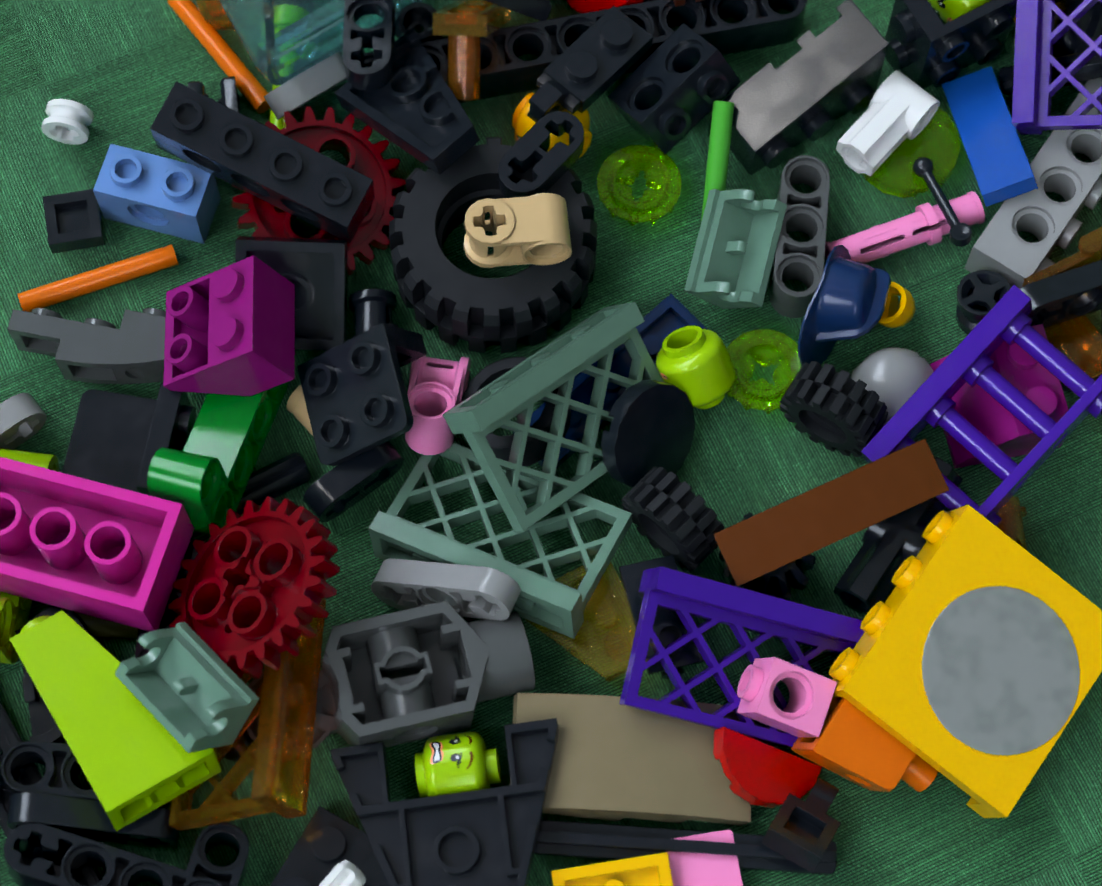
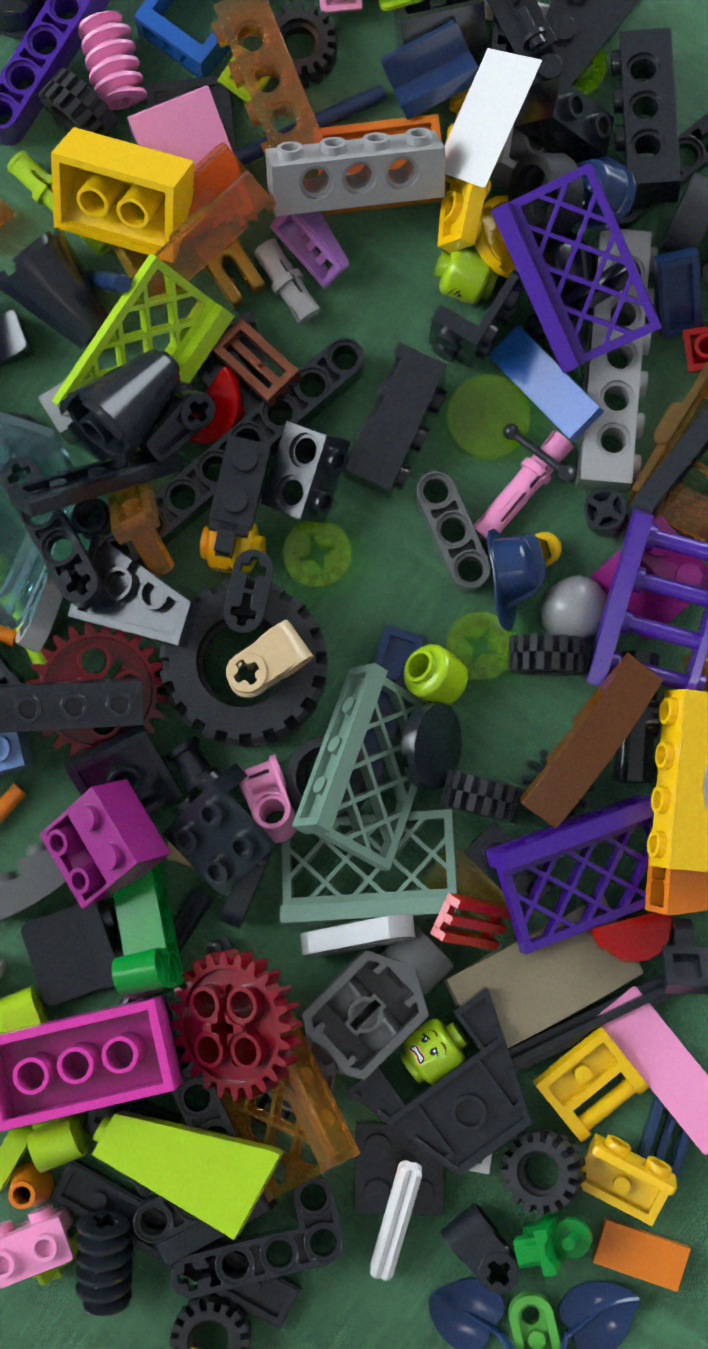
camera: 25 degrees left, 15 degrees up
(188, 688) = (236, 1125): sand green hinge -> none
(606, 664) = (489, 927): none -> red tile
(718, 148) = (372, 525): bright green bar -> none
(735, 249) = (415, 571): sand green hinge -> none
(808, 696) = (644, 887): bright pink brick -> none
(894, 113) = (470, 404): white piece -> none

